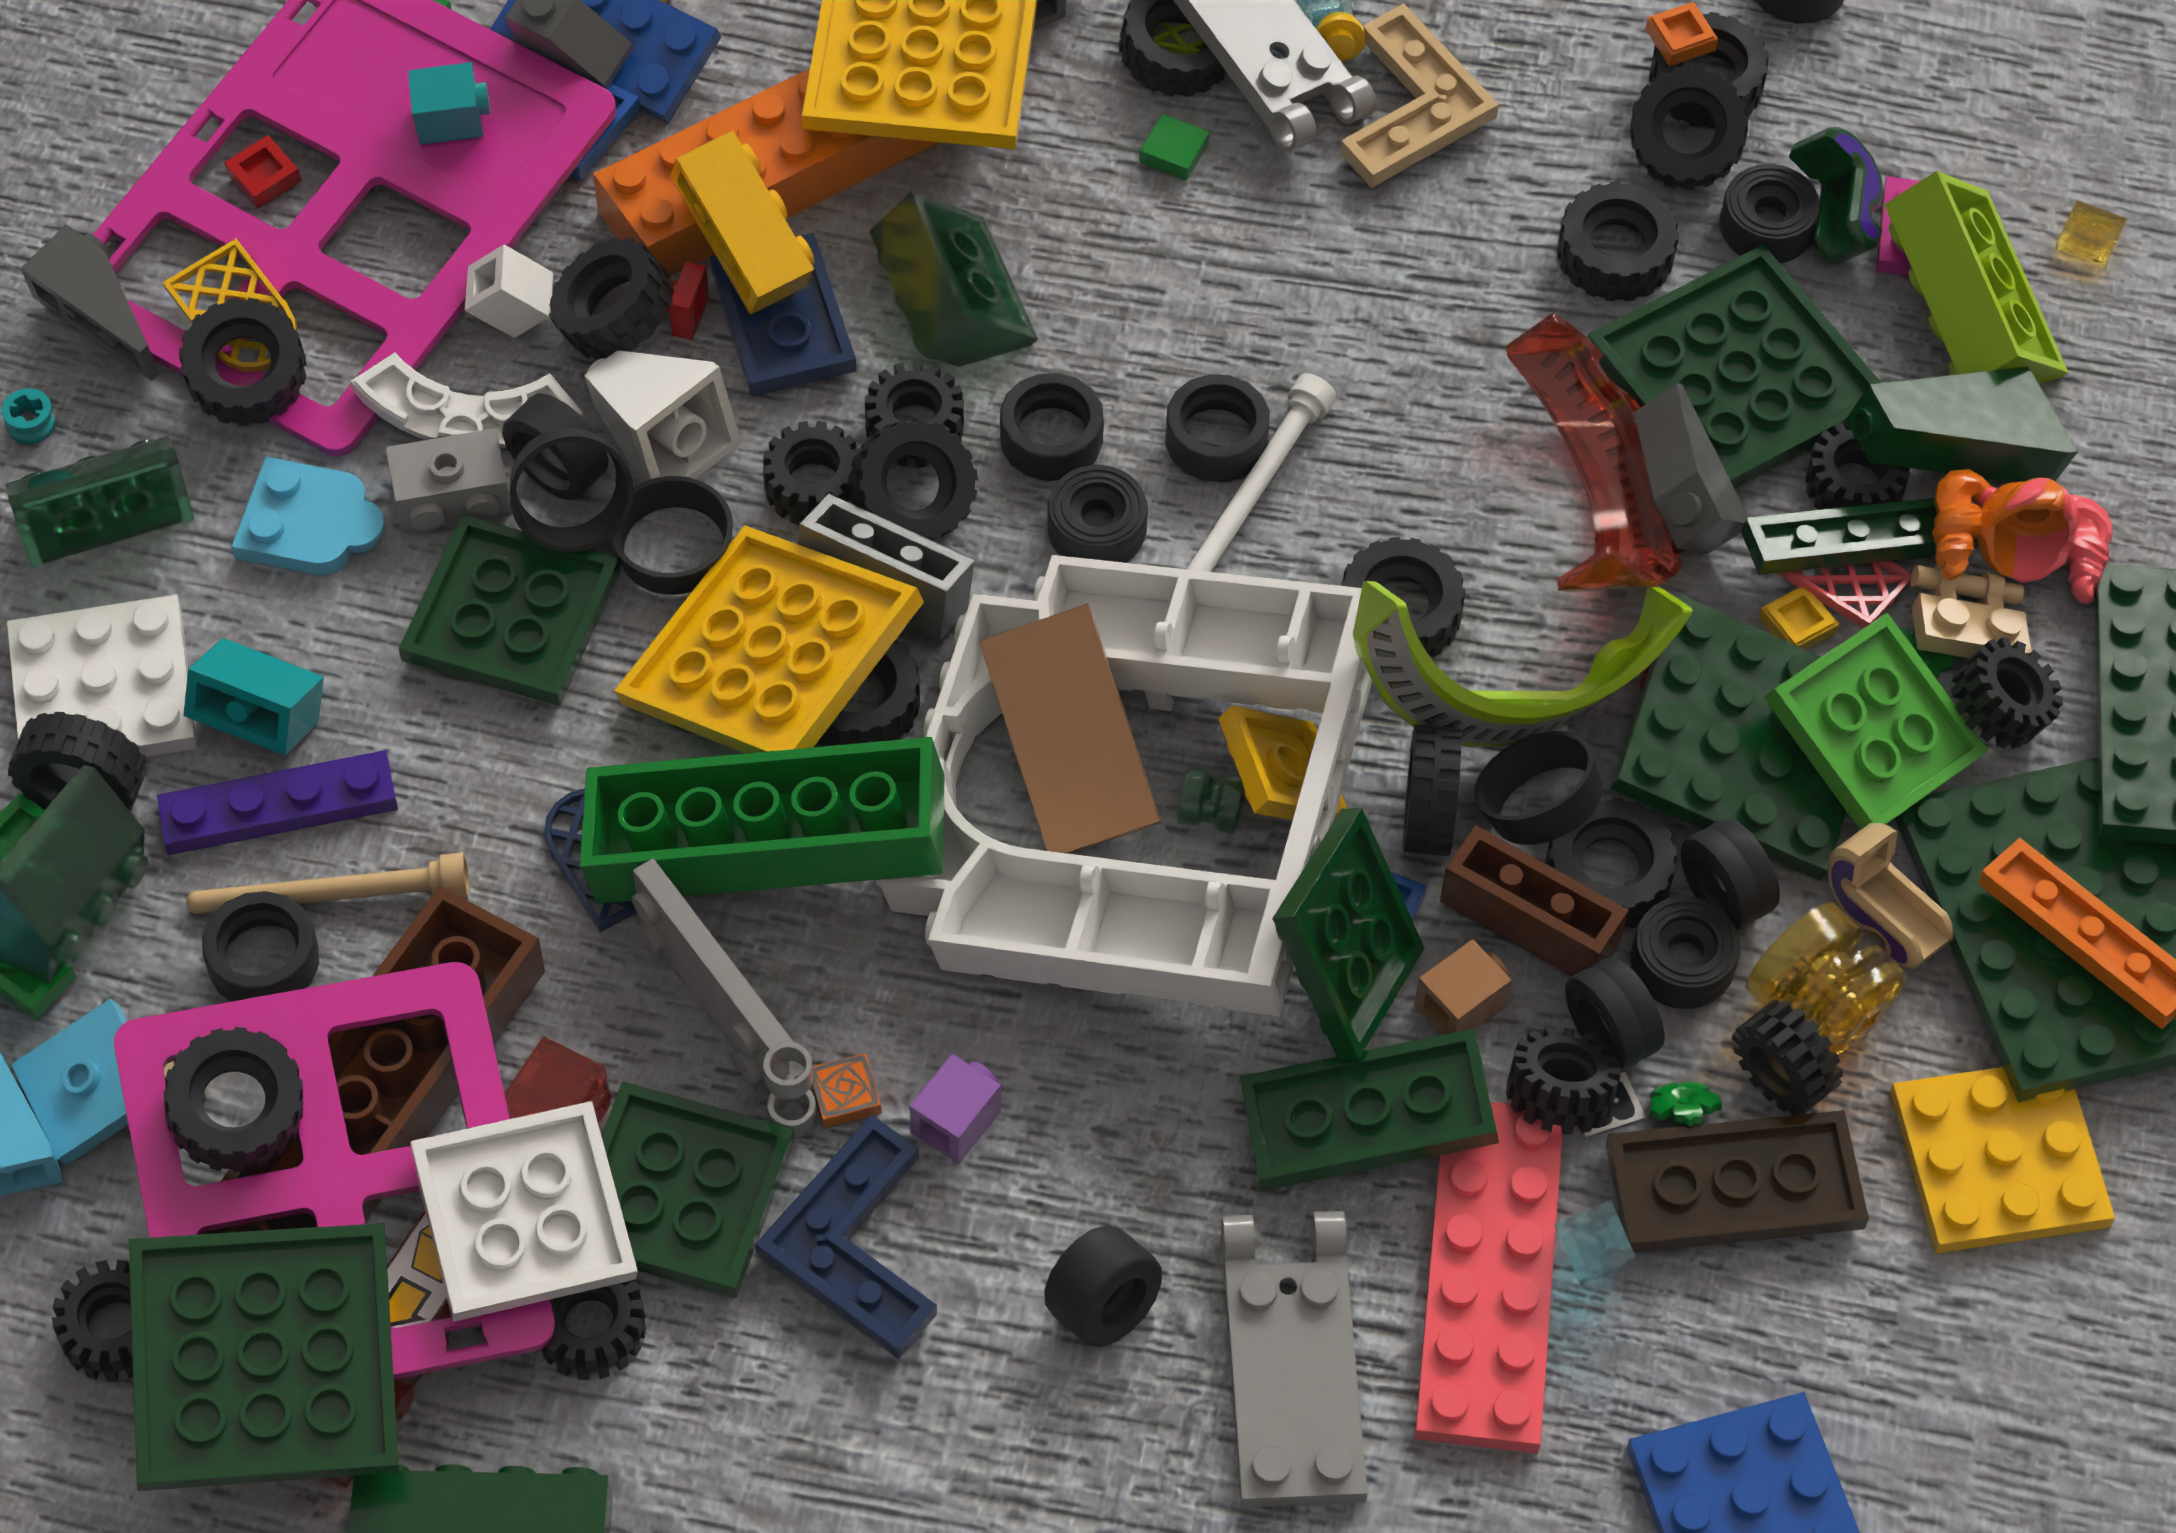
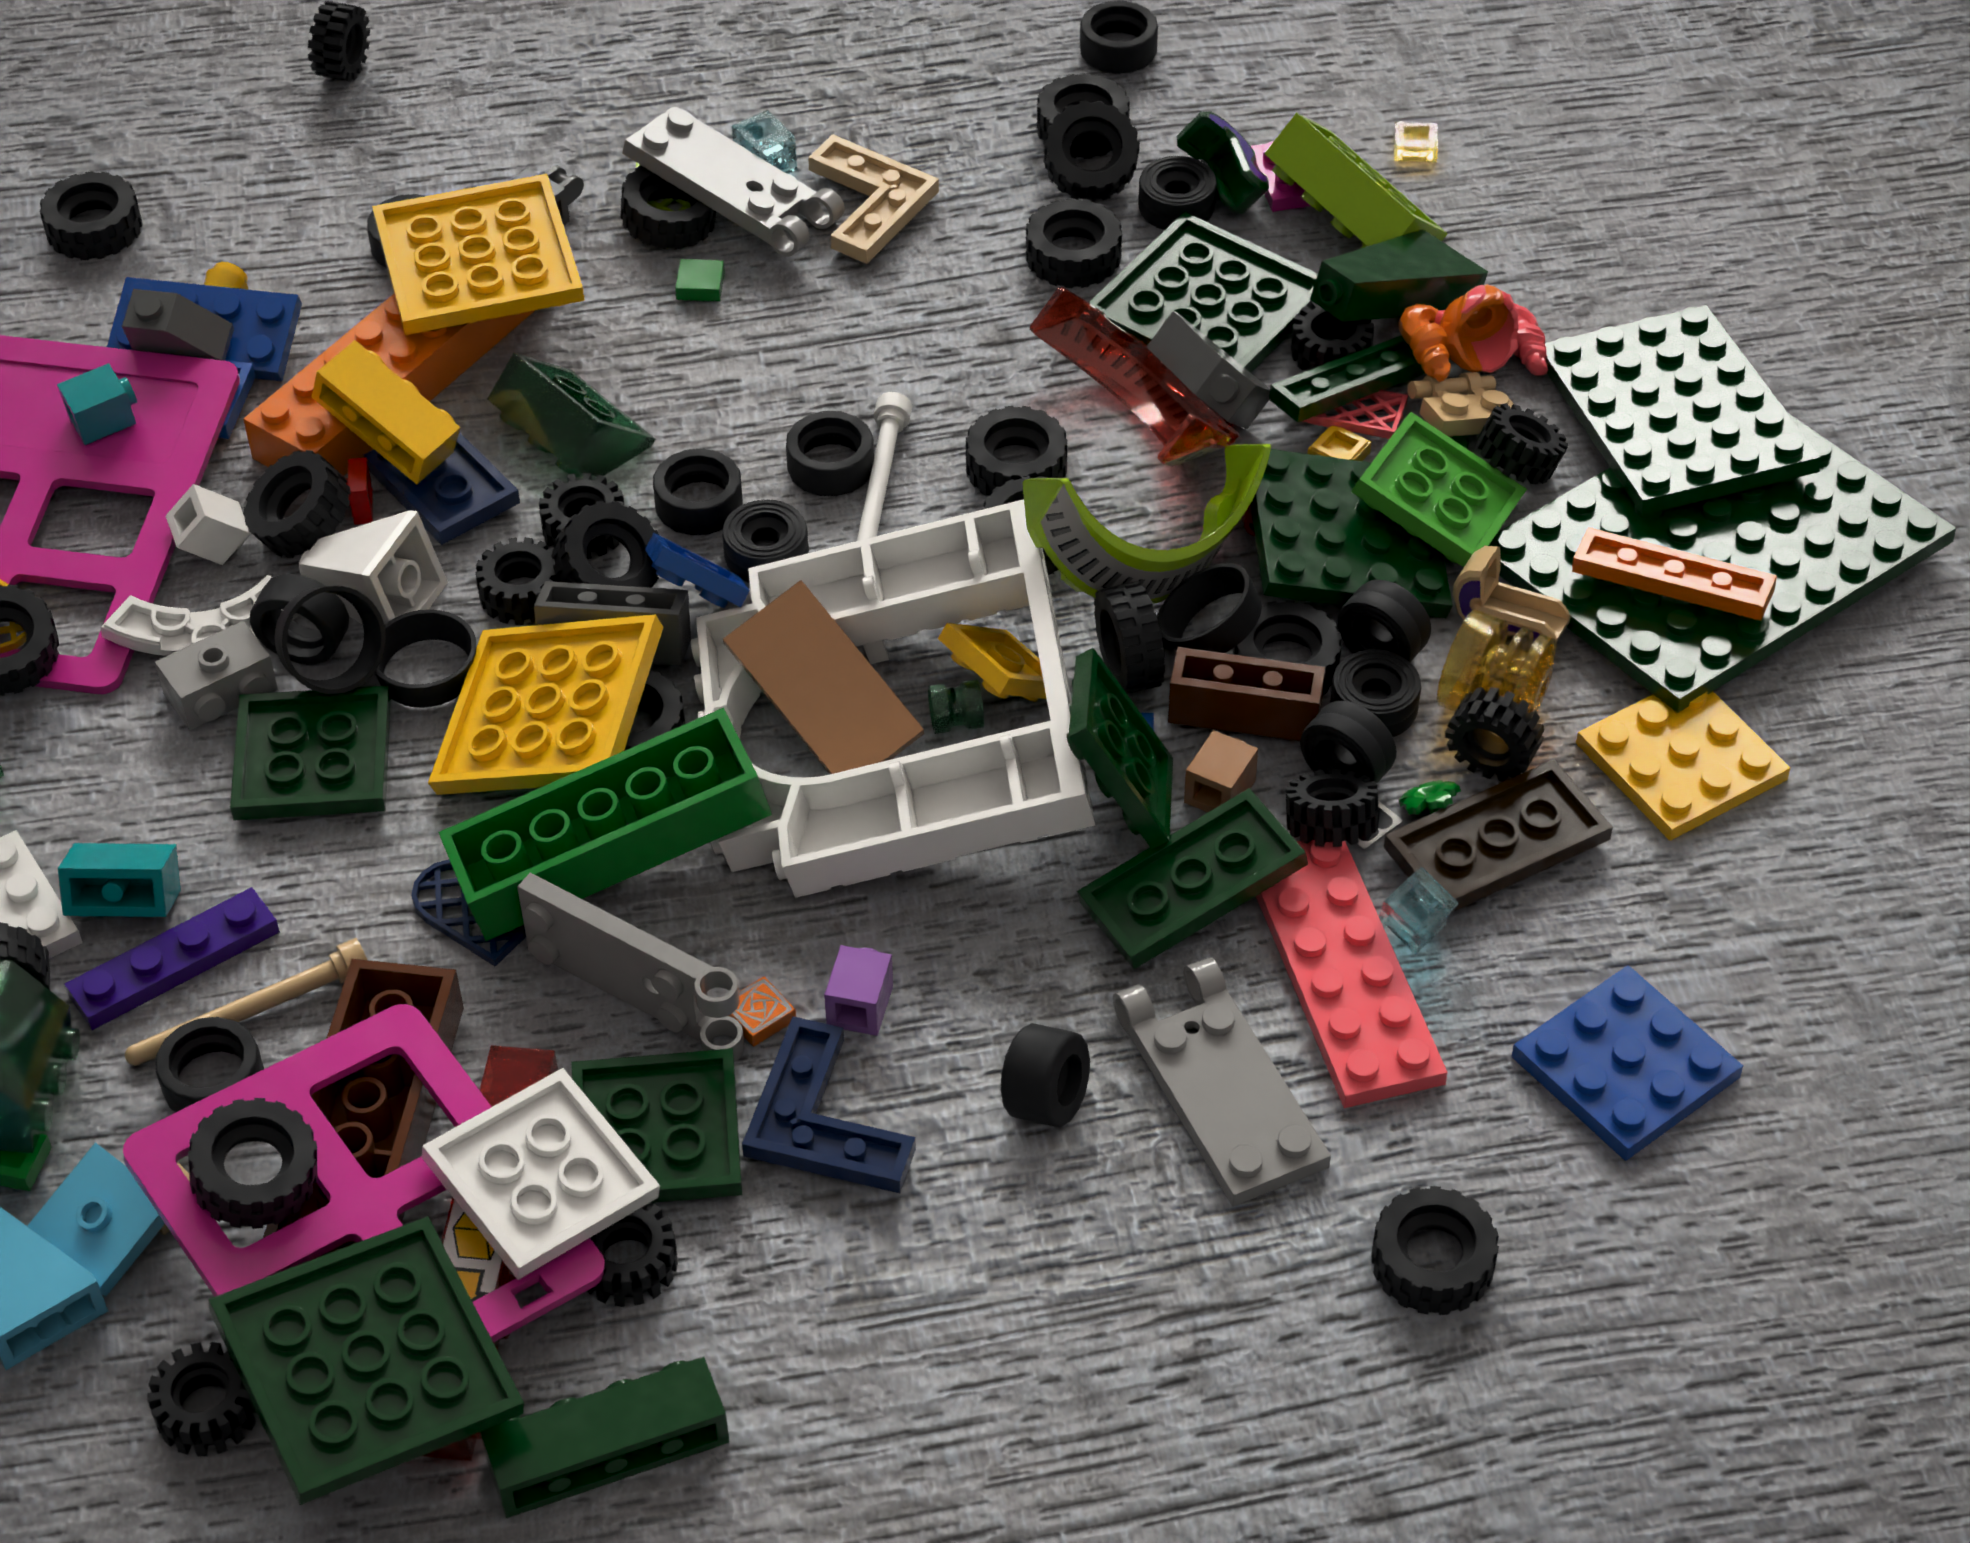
camera: 20 degrees left, 10 degrees down
(306, 519) = (105, 743): medium azure plate -> none
(995, 538) = (680, 564): none -> blue plate
(1343, 34) = (796, 164): yellow plate -> none
(1432, 463) = (1014, 427): none -> black tyre
(1681, 33) = (1054, 91): orange tile -> none

